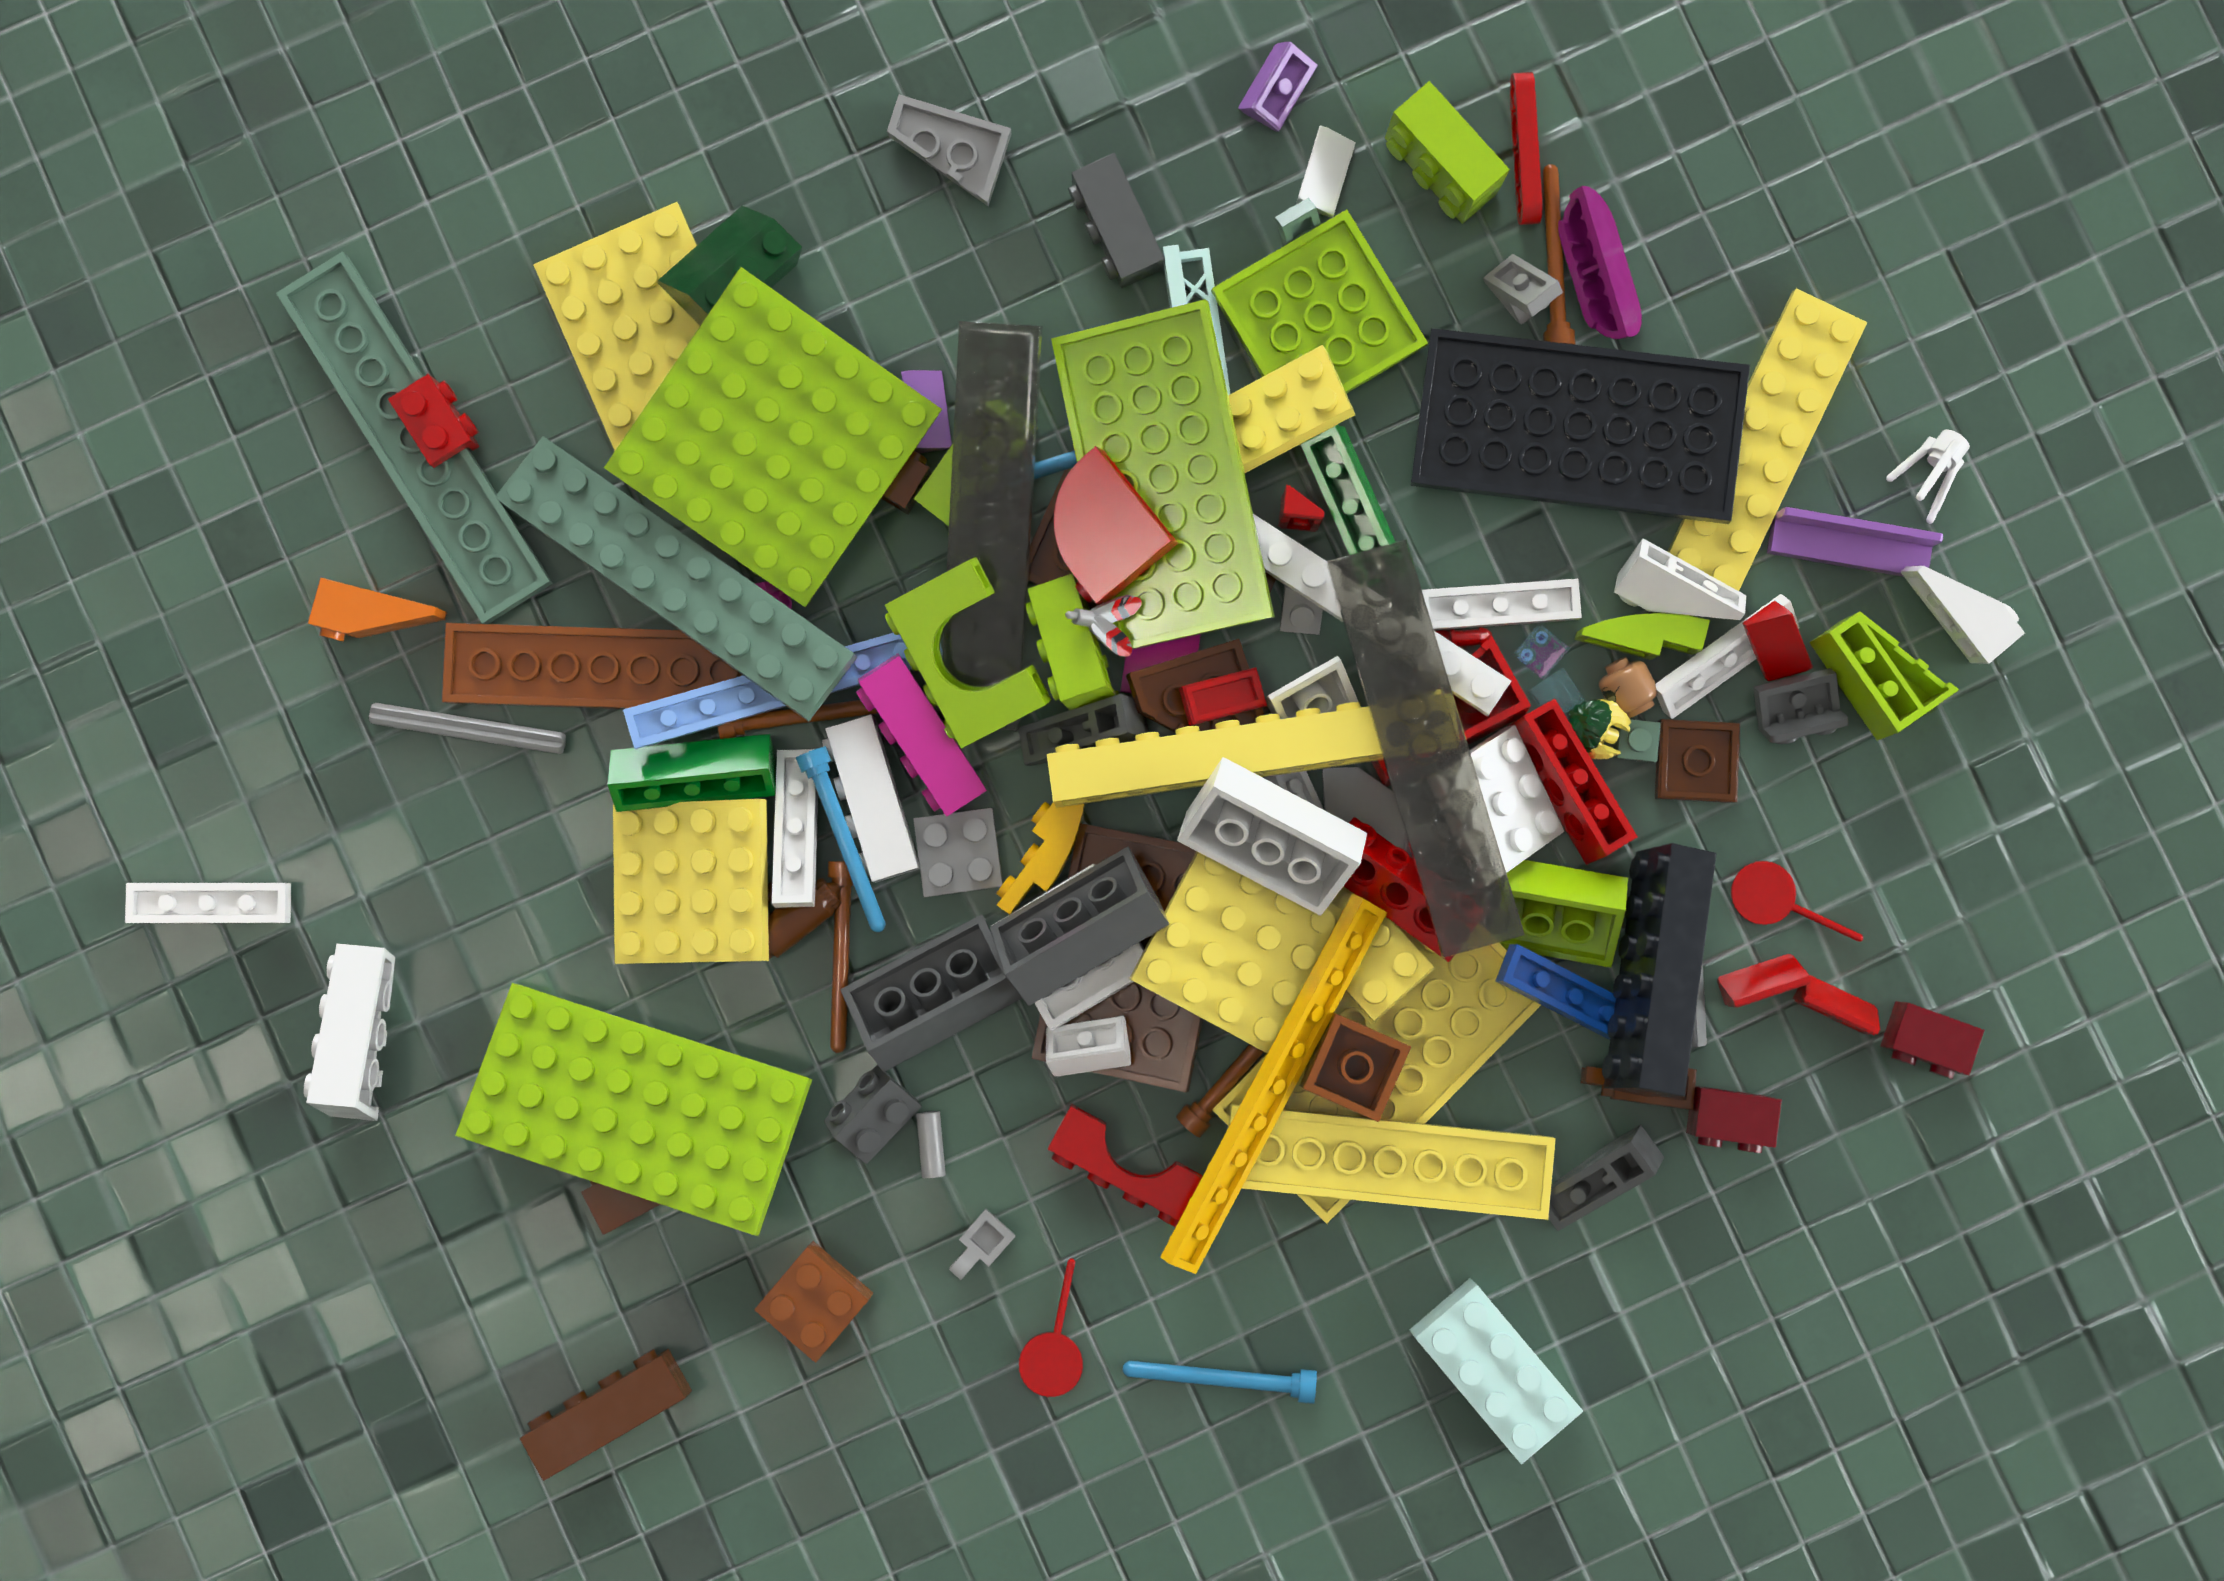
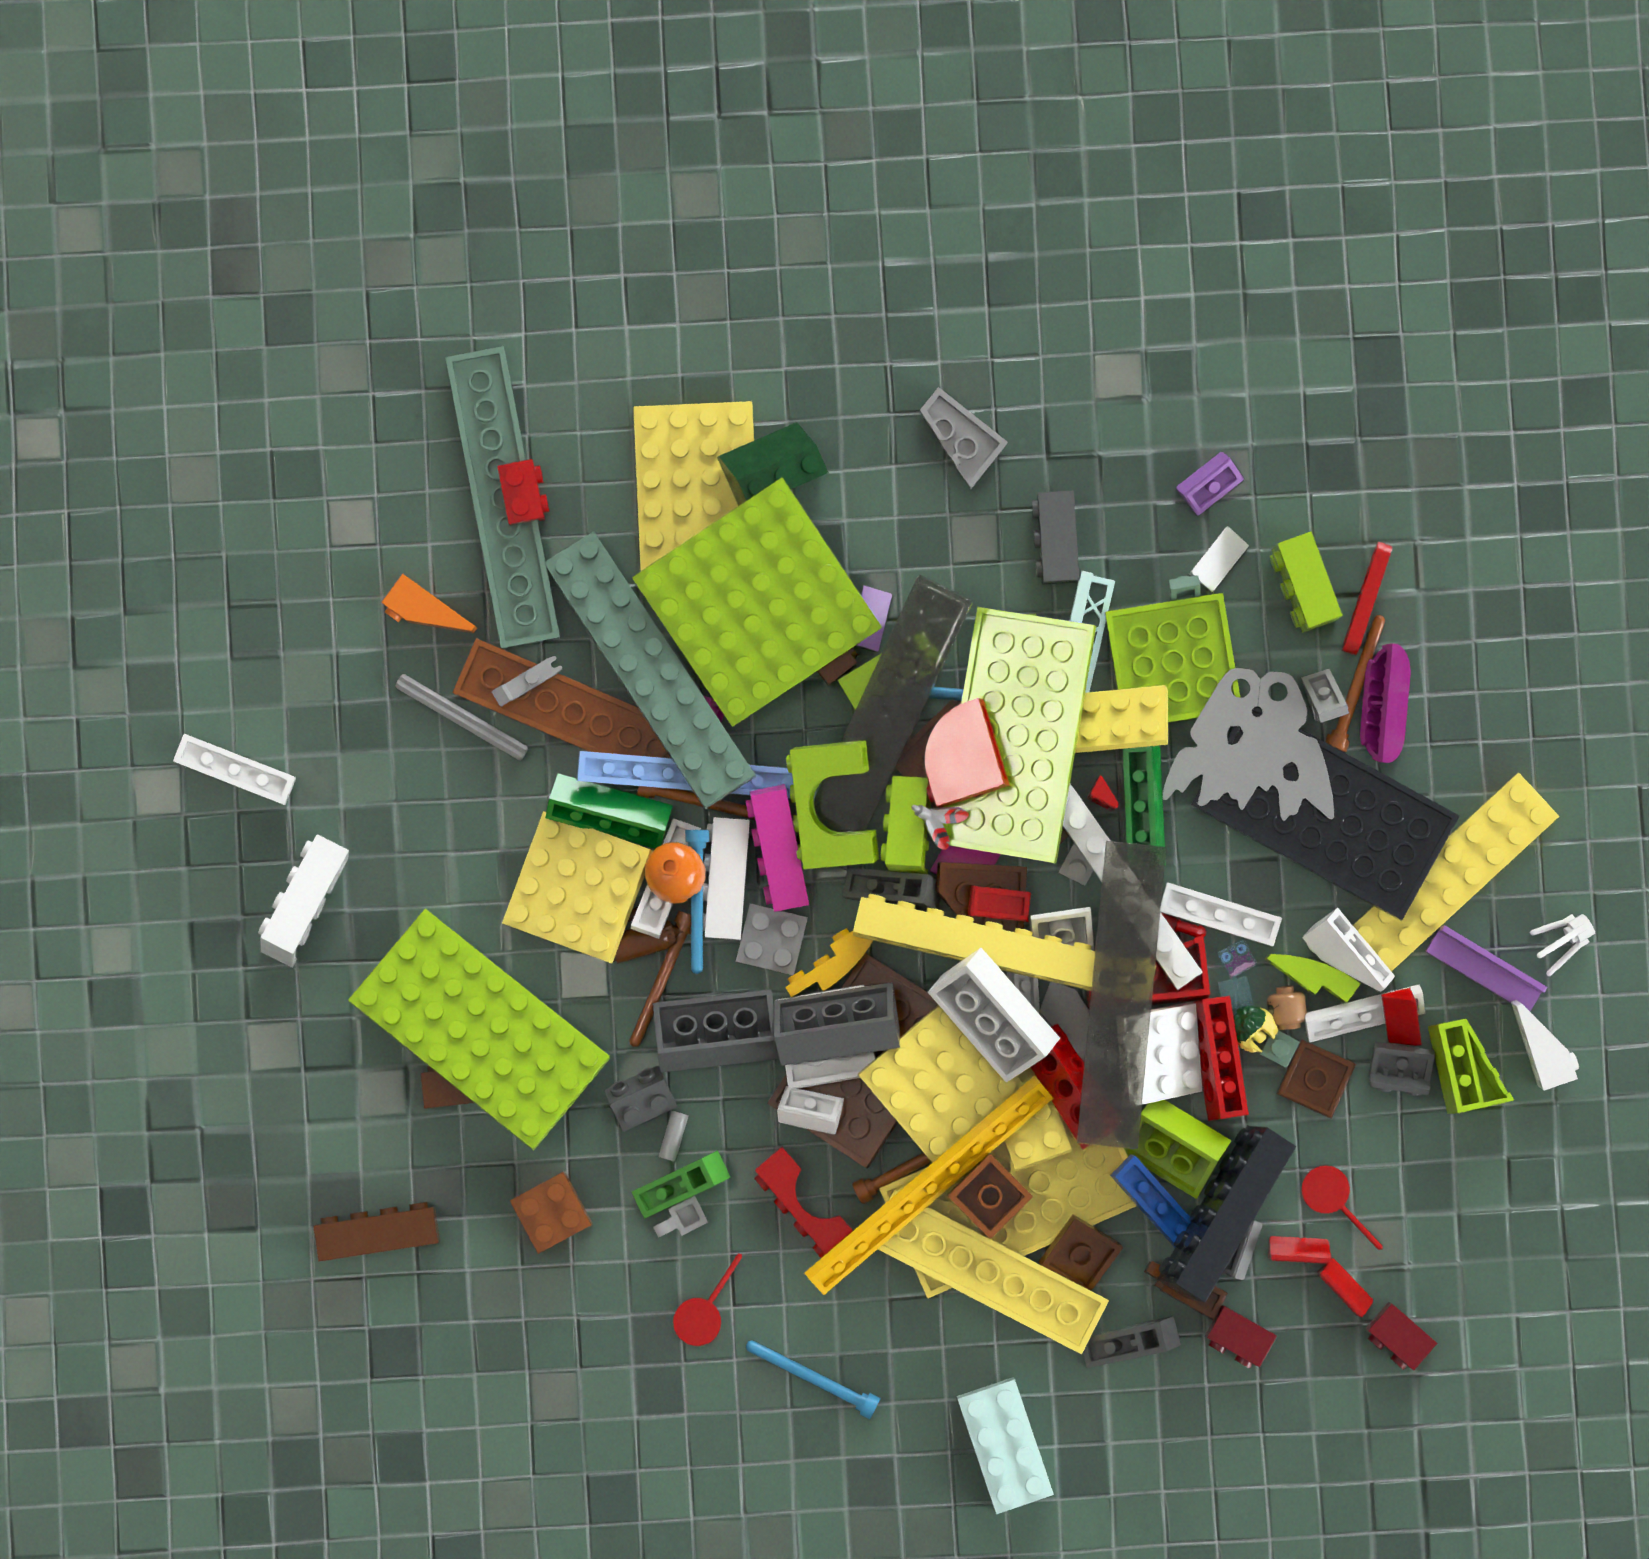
camera: 15 degrees right, 0 degrees up
(527, 651) = (526, 681): none -> light grey piece
(801, 815) = (674, 872): none -> orange cylinder
(964, 1201) = (681, 1184): none -> bright green slope
(1471, 383) = (1260, 753): none -> light grey piece
(1495, 1092) = (1081, 1253): none -> reddish brown plate

